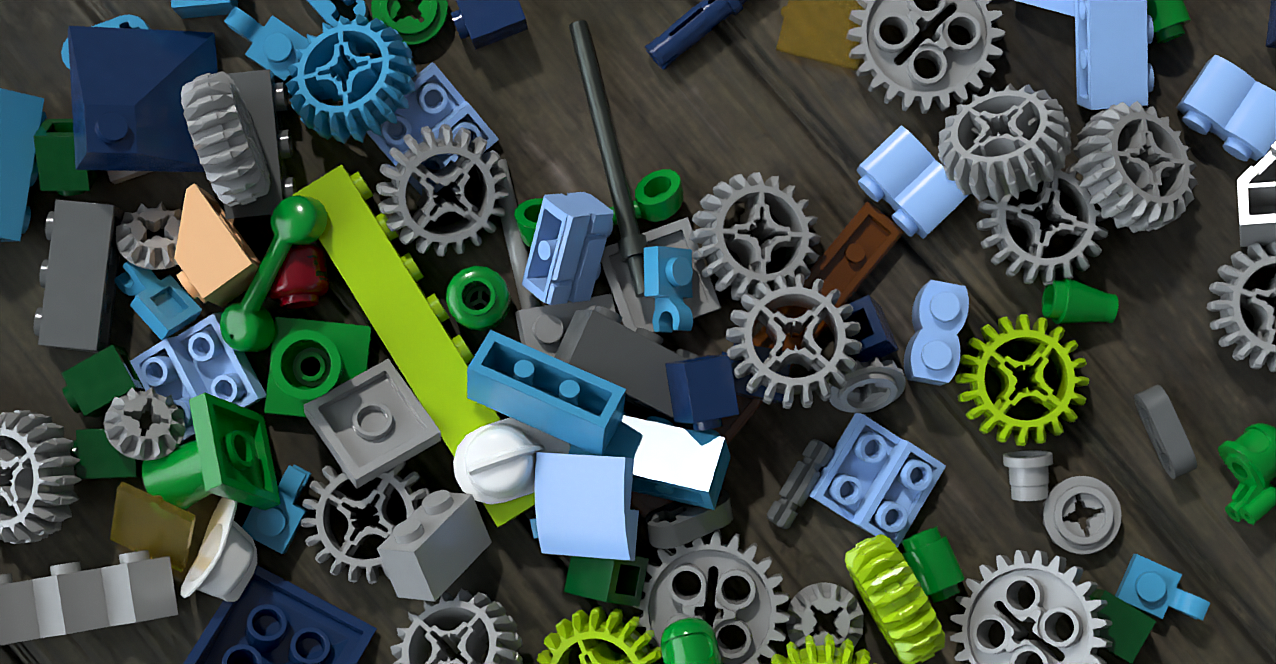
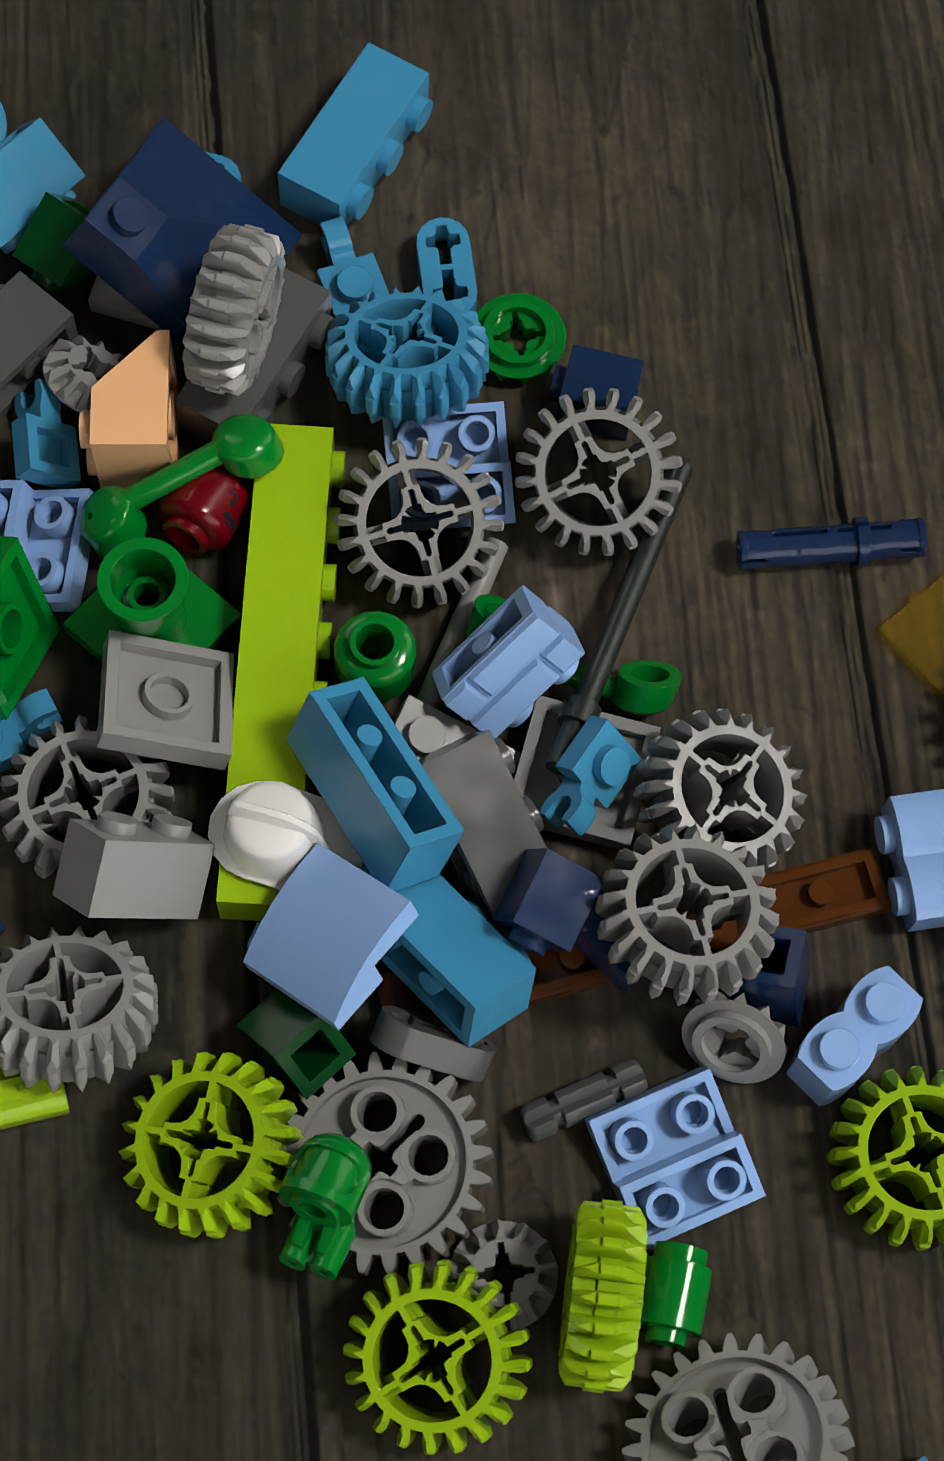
camera: 30 degrees right, 15 degrees down
(525, 91) = (550, 494): none -> light grey gear
(1028, 474) = (856, 1270): light grey piece -> none
(1100, 528) = (916, 1350): light grey gear -> none

